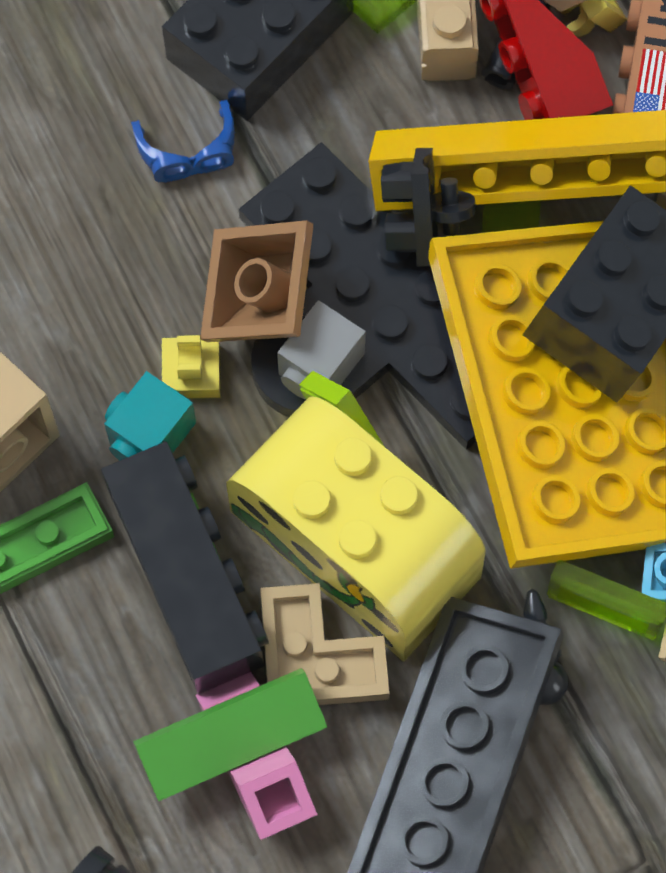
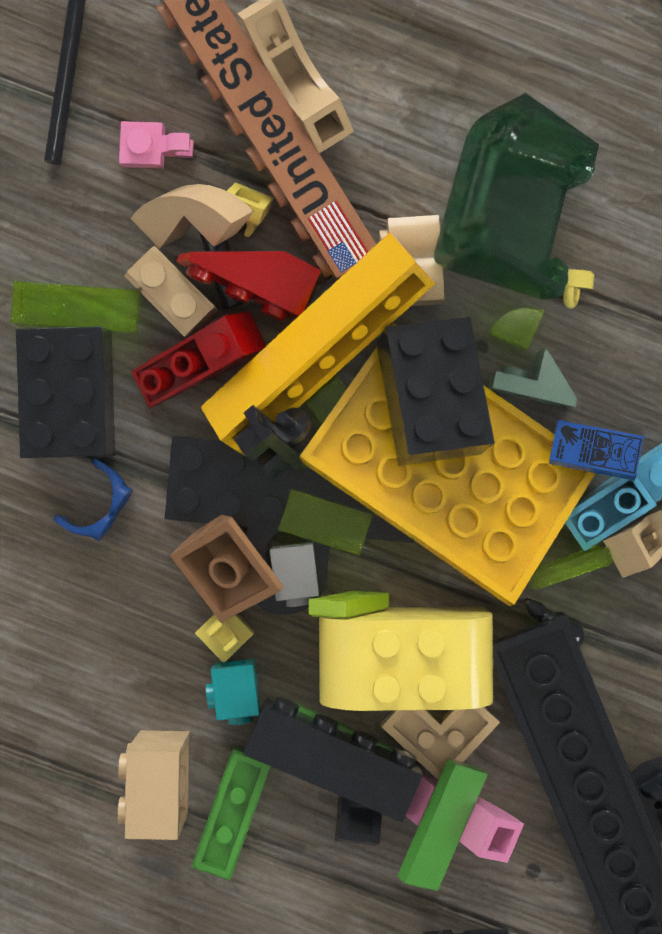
camera: 45 degrees left, 20 degrees up
(144, 665) = (357, 823): none -> black plate
(397, 336) = (325, 522): none -> clear neon green tile
(416, 91) = (199, 358): none -> red slope

